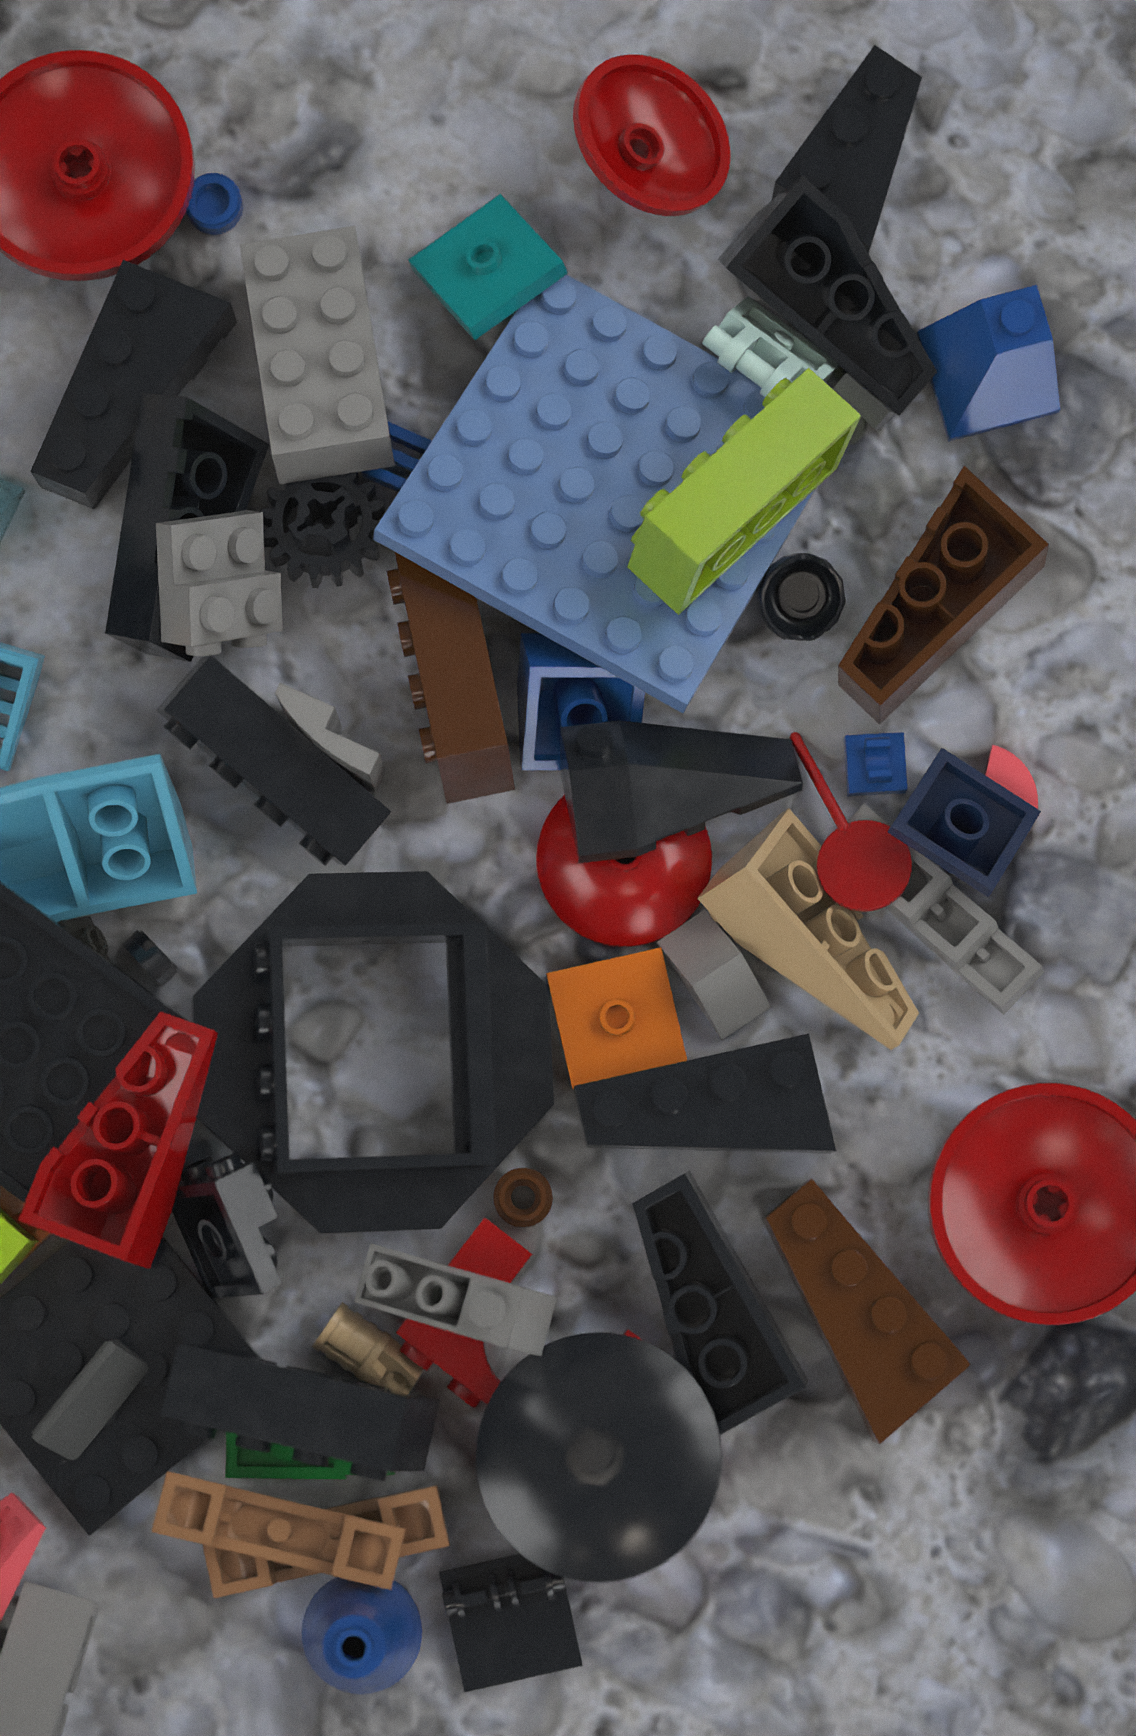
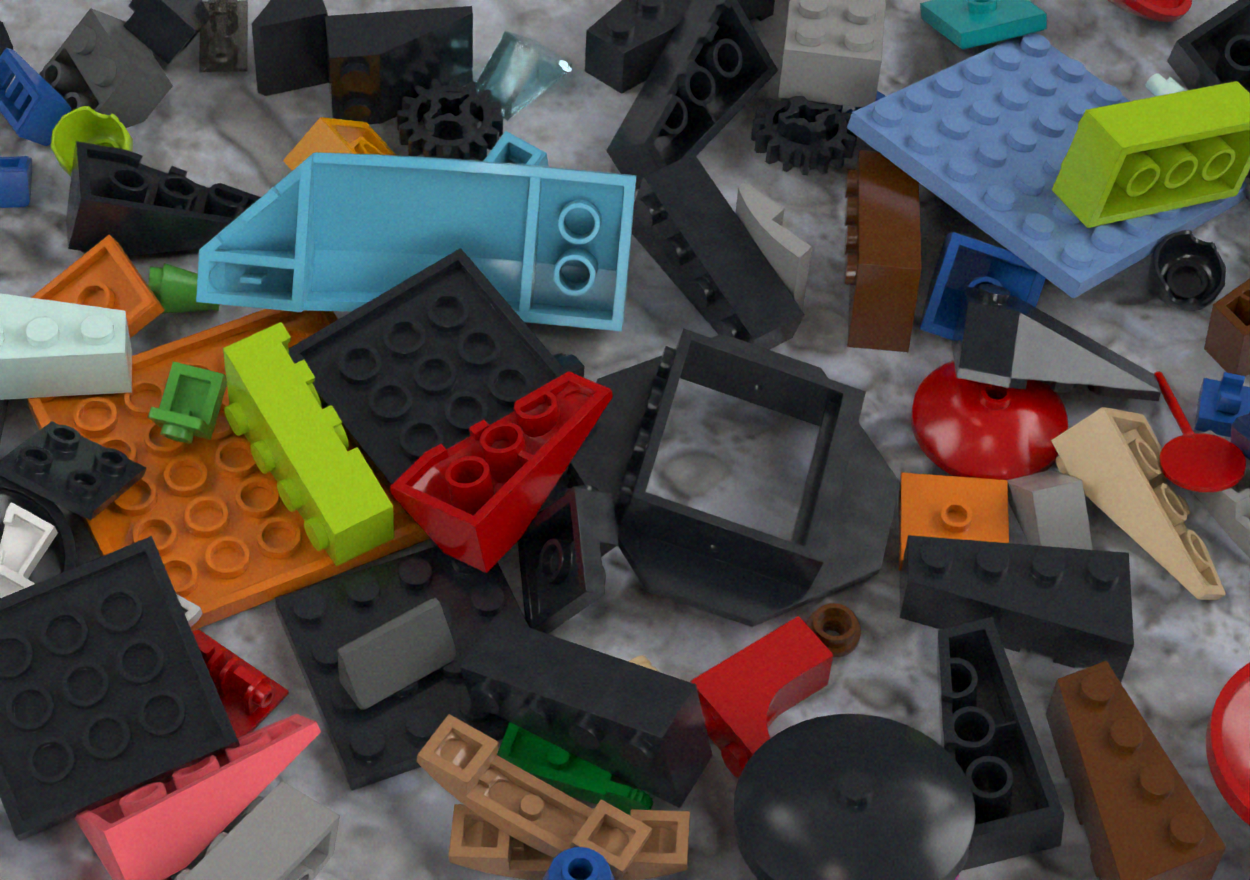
camera: 15 degrees right, 30 degrees down
(216, 583) = (713, 122): light grey plate -> none
(456, 1300) = (765, 658): light grey slope -> none

